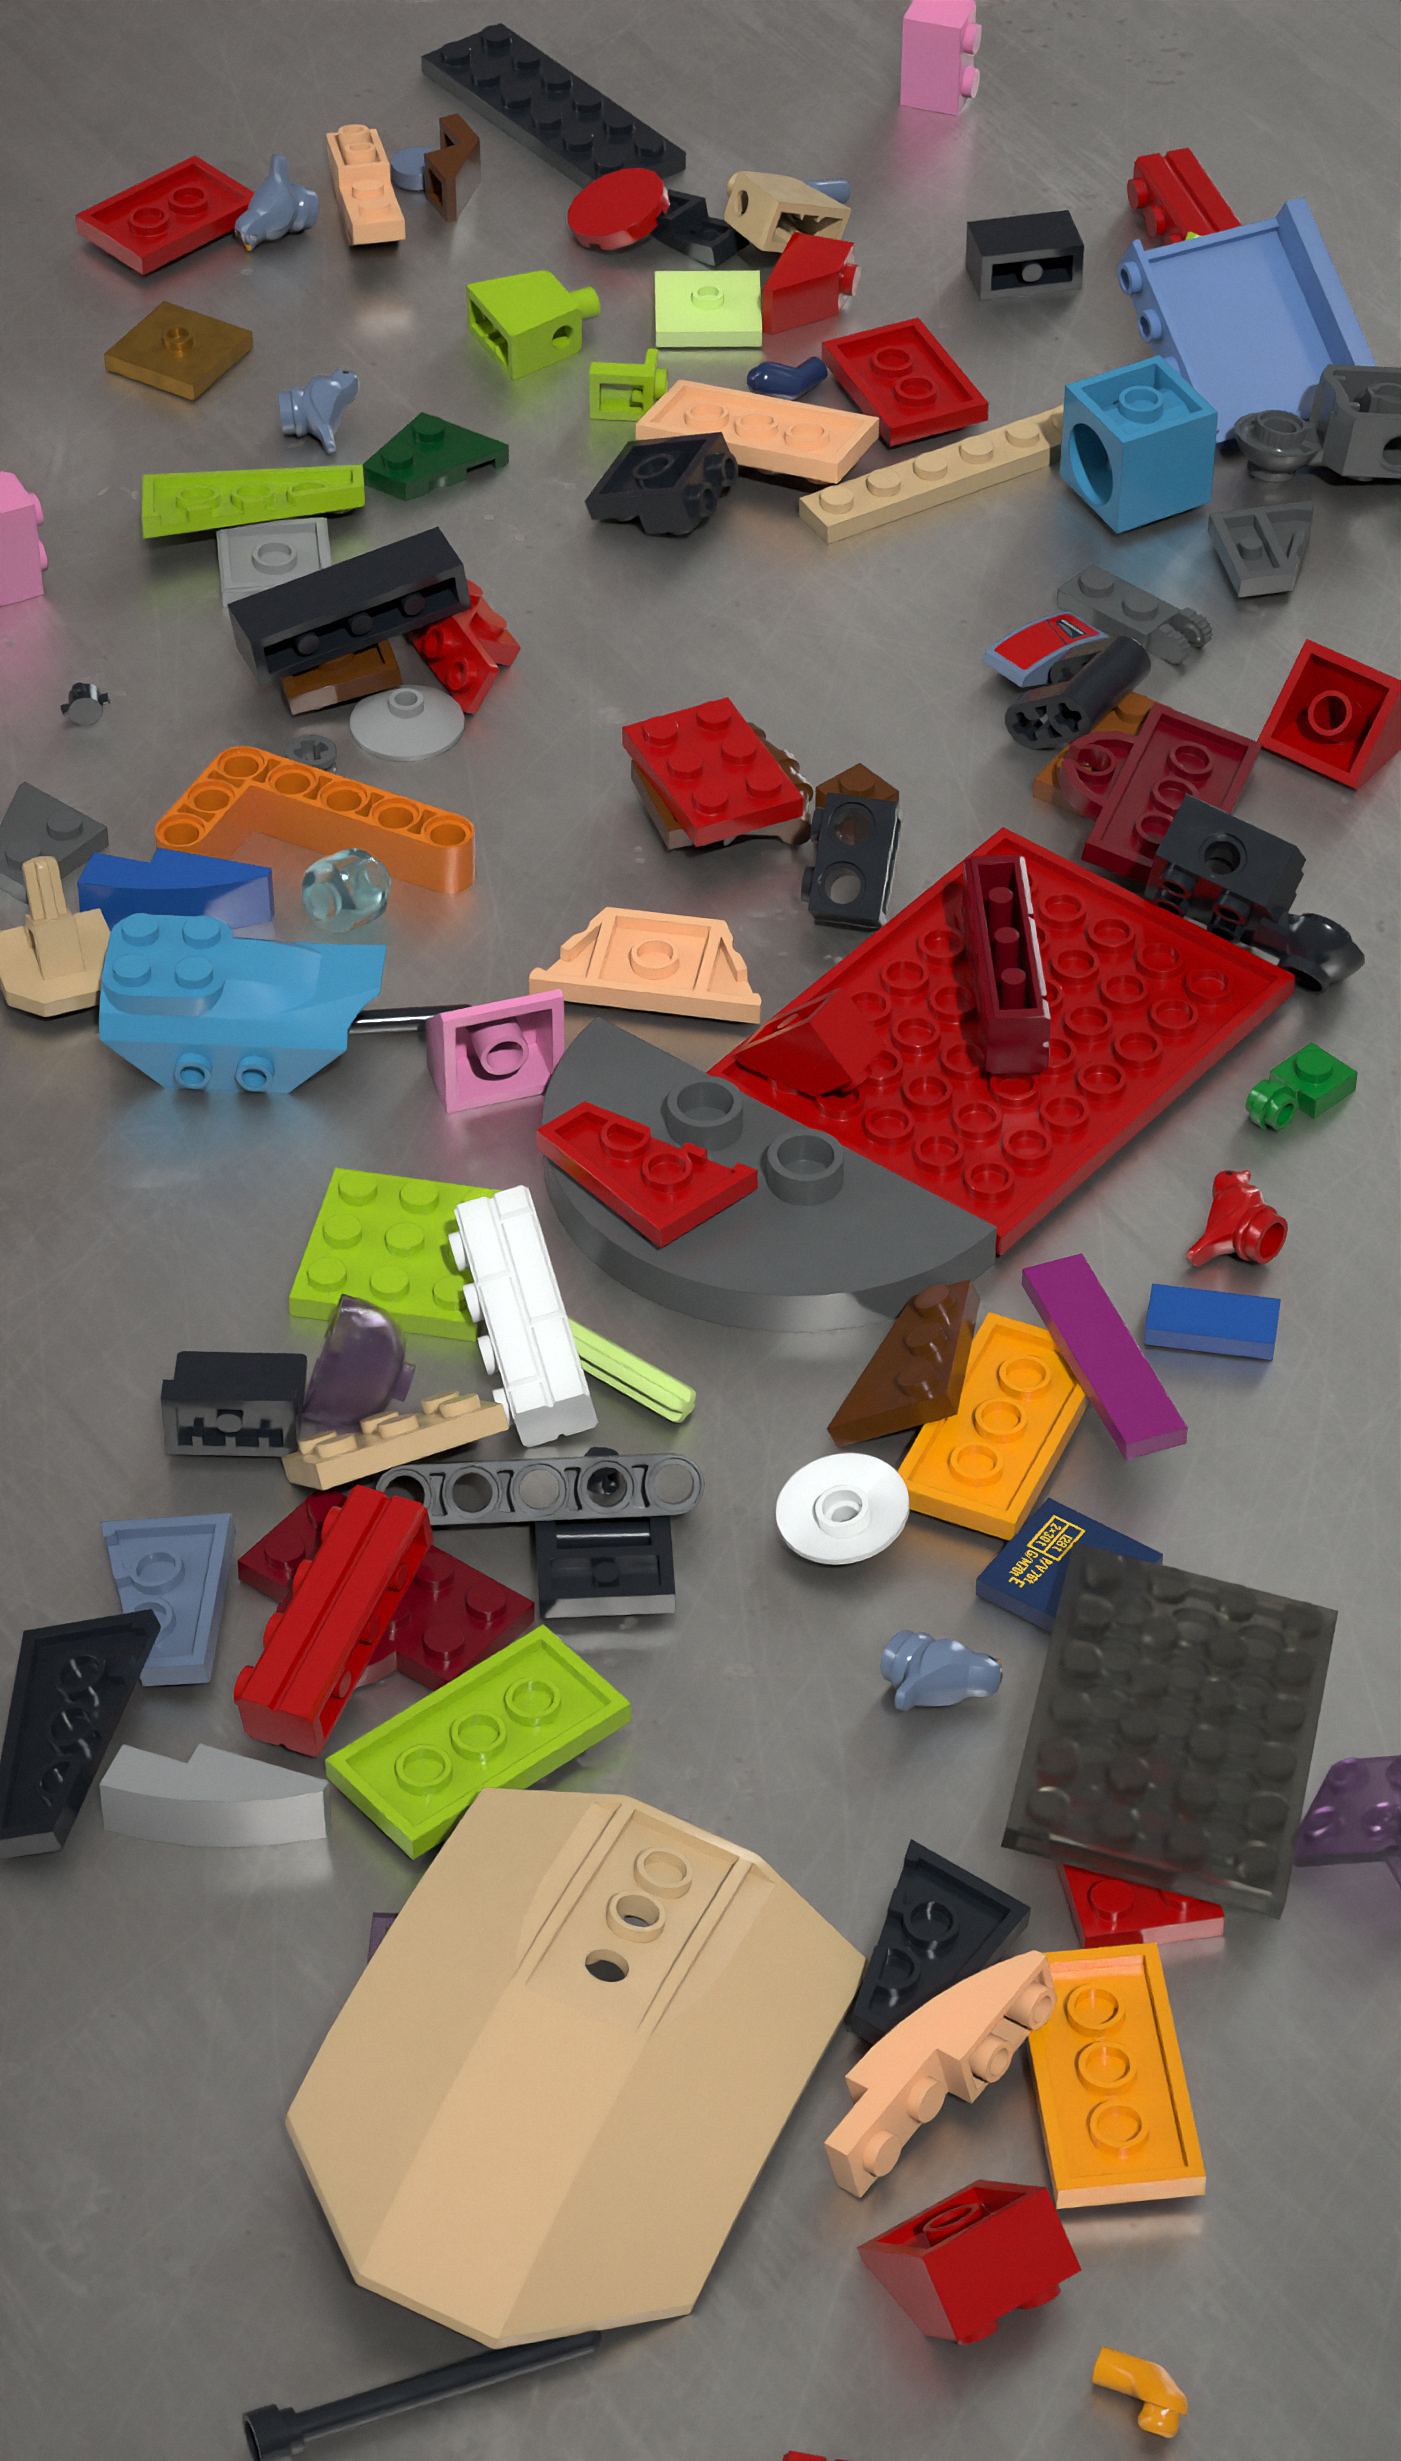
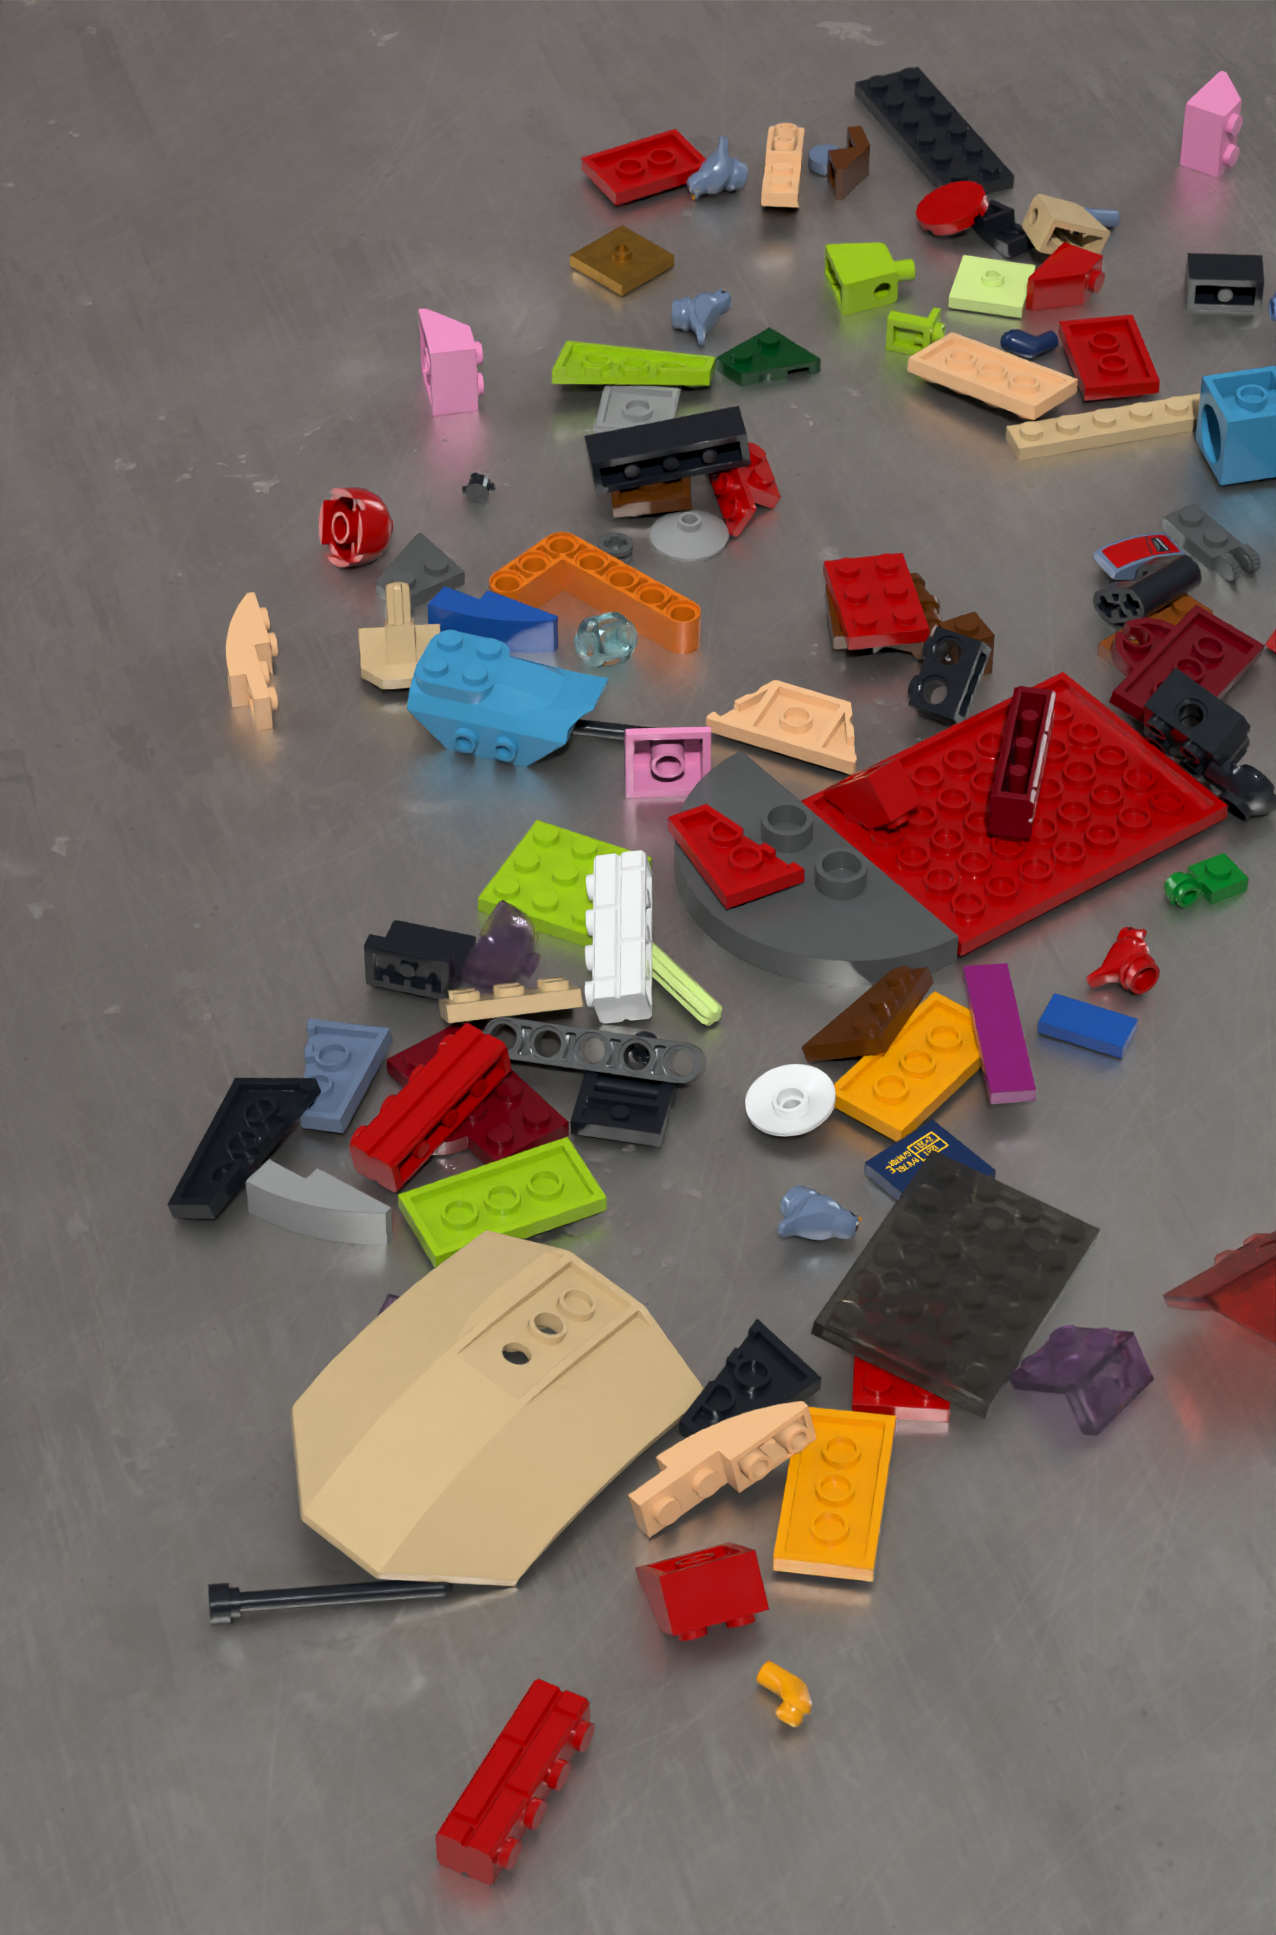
camera: 15 degrees right, 0 degrees up
(665, 482) = (917, 401): black plate -> none

